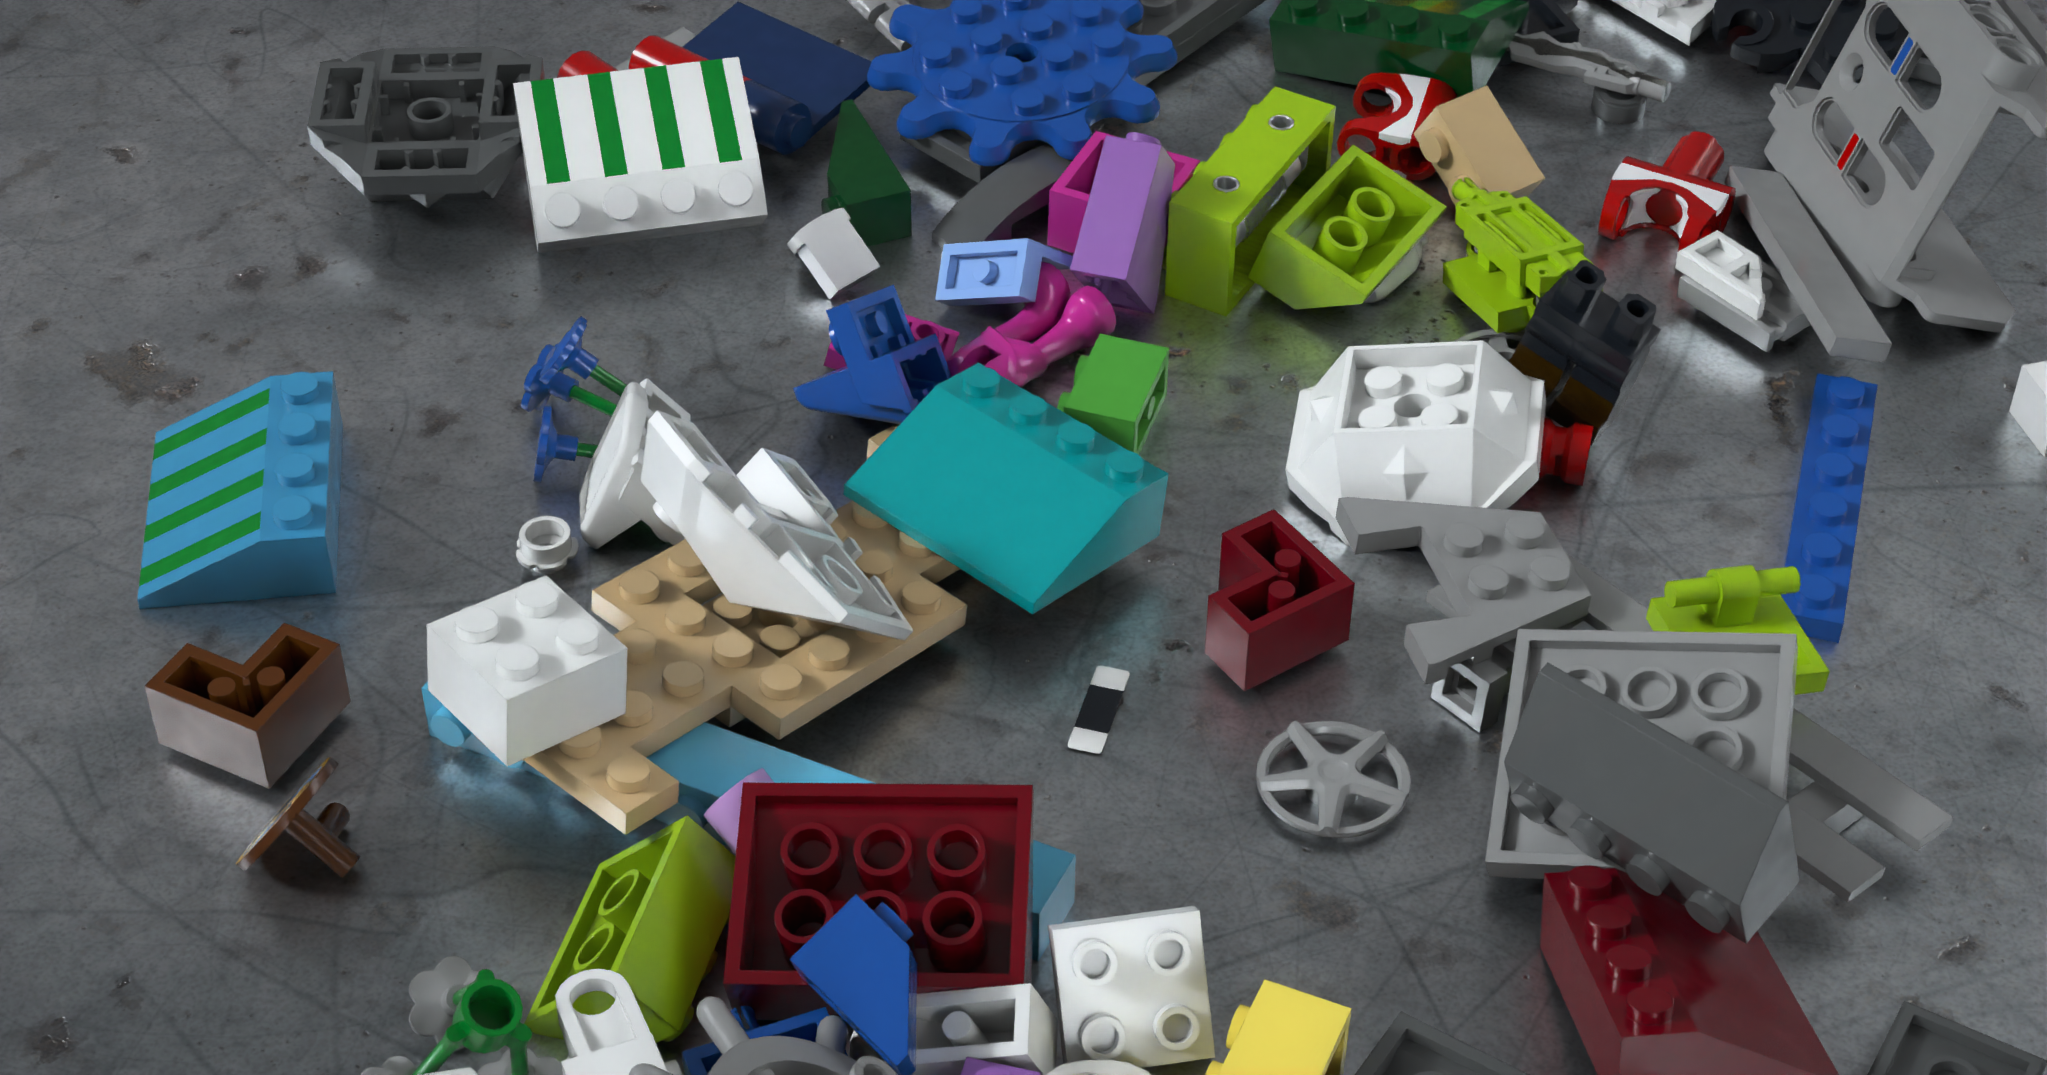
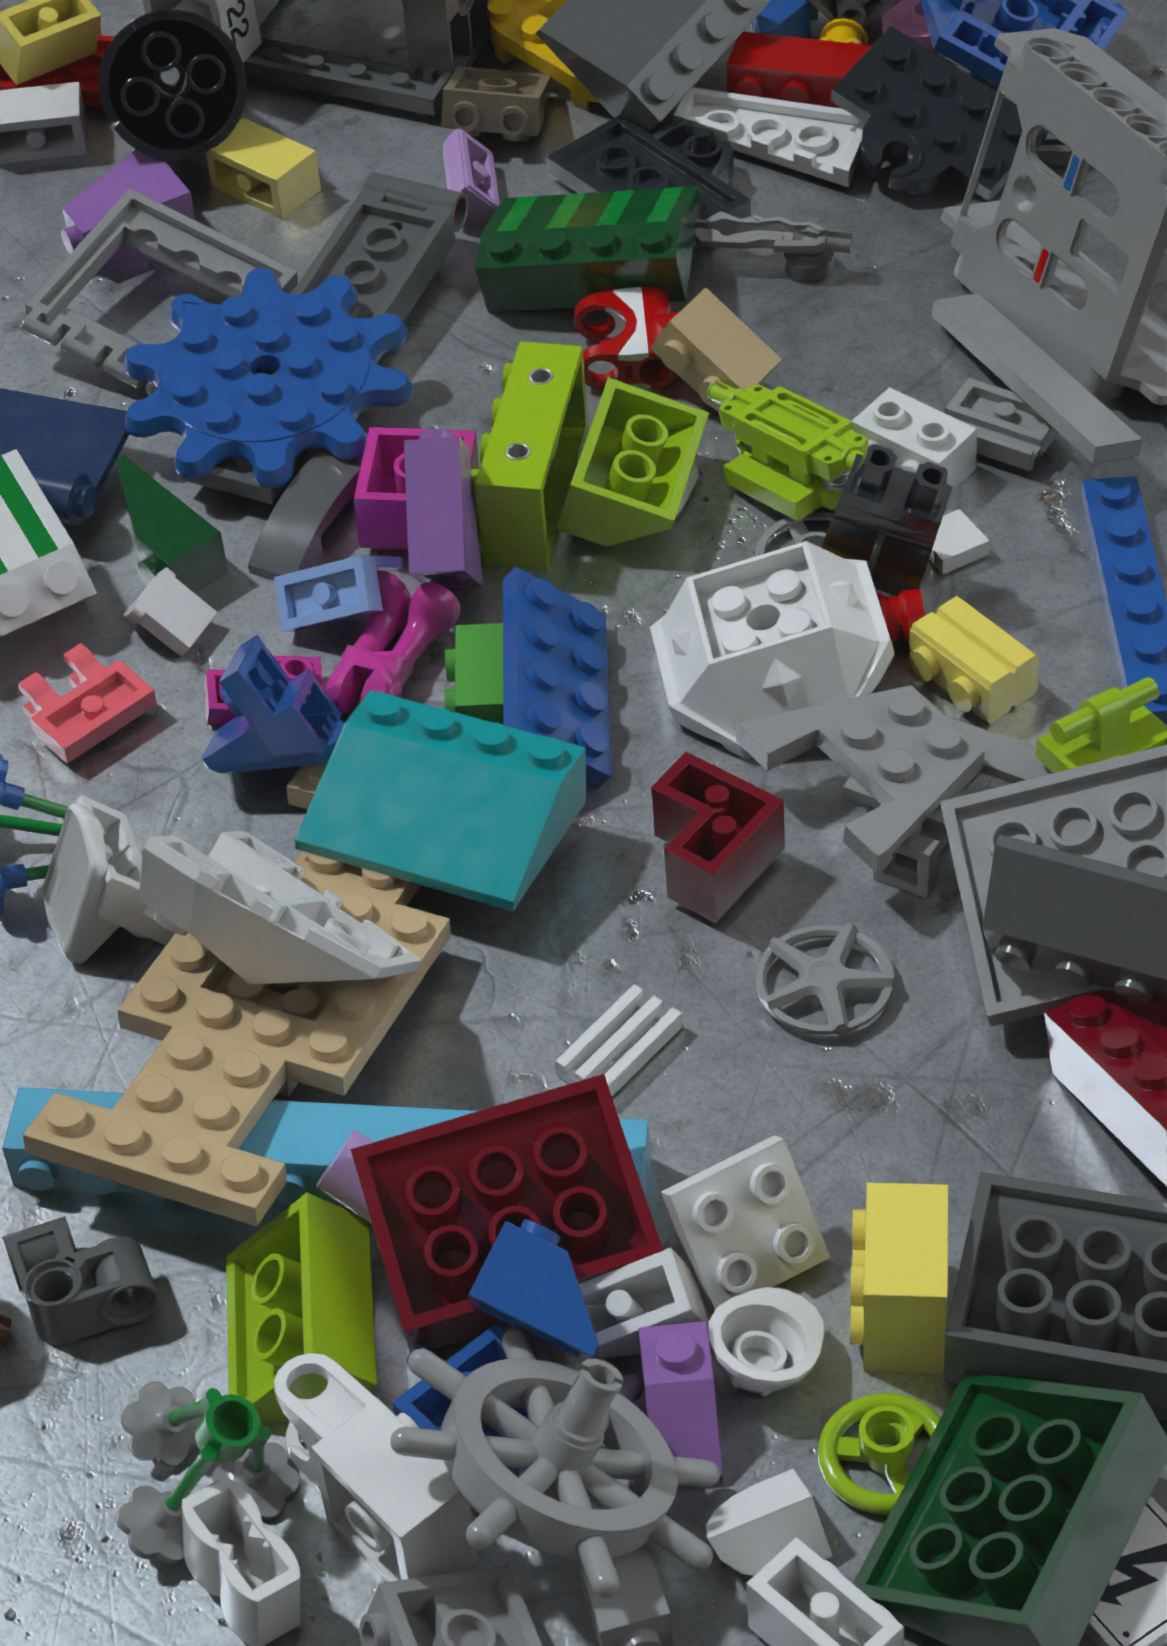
camera: 15 degrees left, 5 degrees up
(439, 849) = (82, 1290): none -> dark grey piece
(526, 669) = (115, 1107): white brick -> none
(546, 544) = (38, 975): white plate -> none
(714, 321) = (95, 709): none -> coral plate
(1084, 770) = (611, 1037): none -> white tile
(1098, 709) = (596, 975): sticker -> none
(1184, 404) = (556, 668): none -> blue plate
(1624, 512) = (973, 660): none -> light yellow brick
(1658, 398) = (957, 543): none -> white tile
(1672, 196) = (895, 343): red connector -> none
(1682, 297) = (919, 435): none -> white brick
(1725, 270) = (976, 404): white tile -> none

